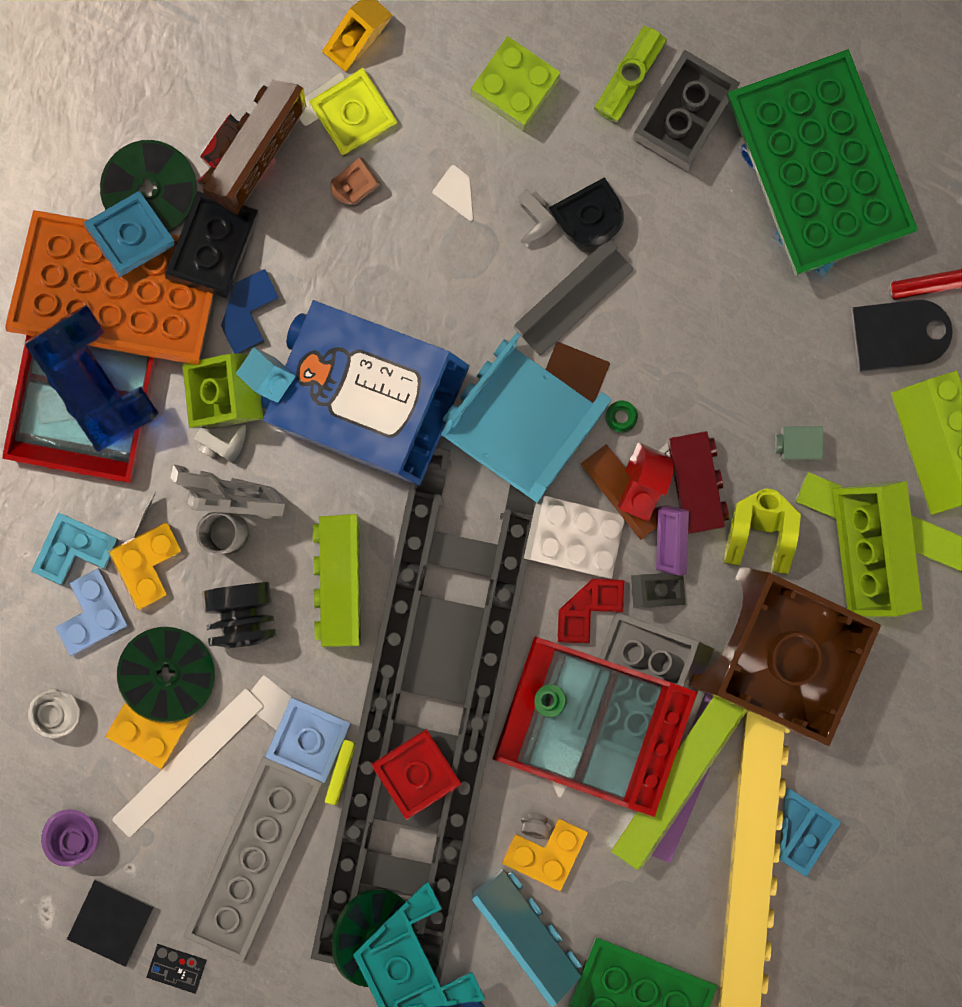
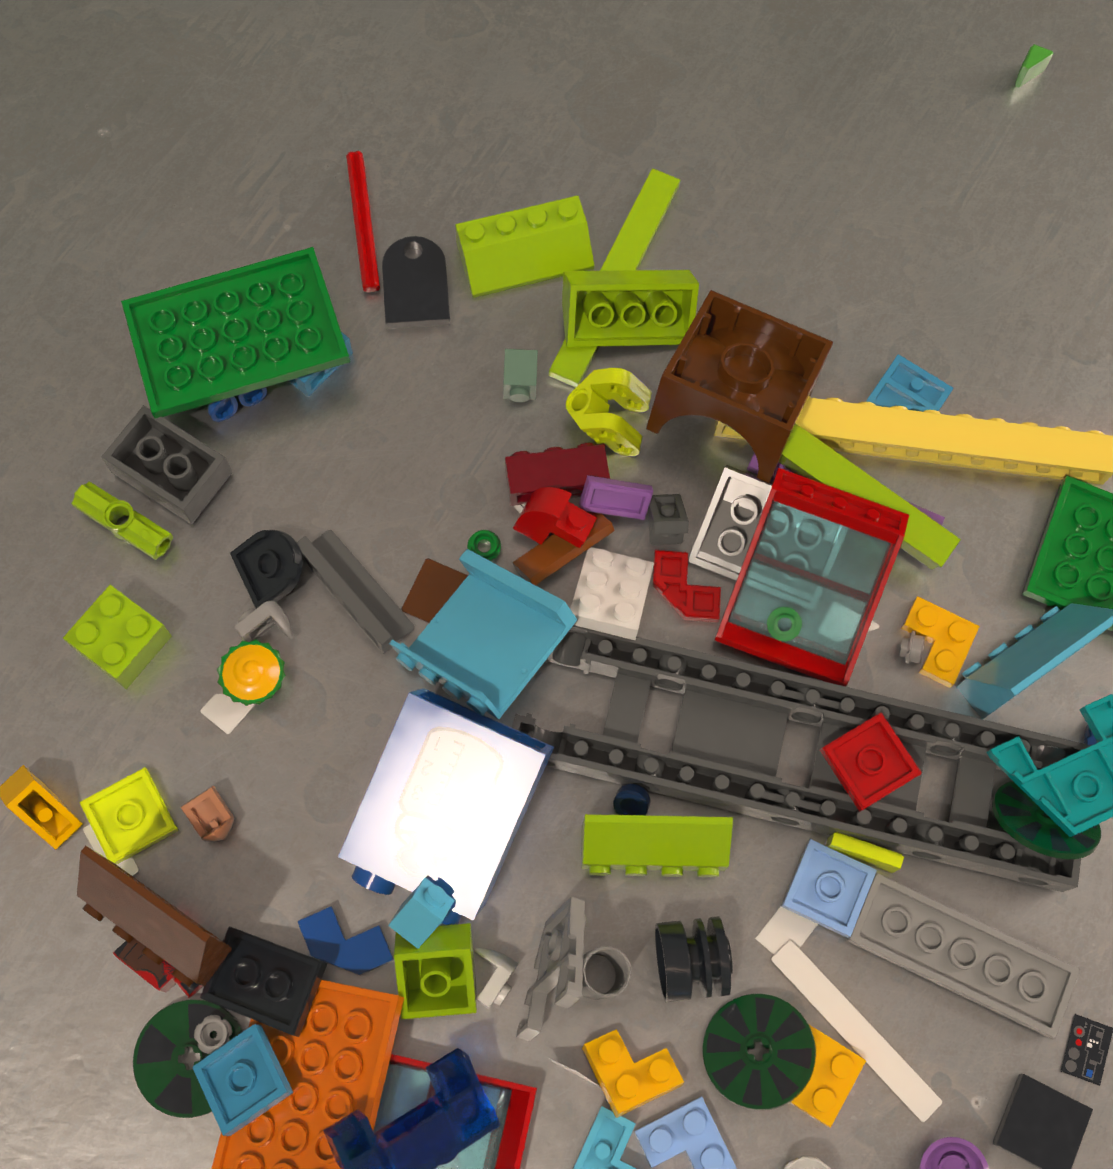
camera: 90 degrees left, 15 degrees down
(160, 199) = (203, 1030): none -> light grey plate
(379, 560) = (631, 800): none -> dark blue tile
(485, 208) = (251, 672): none -> yellow piece

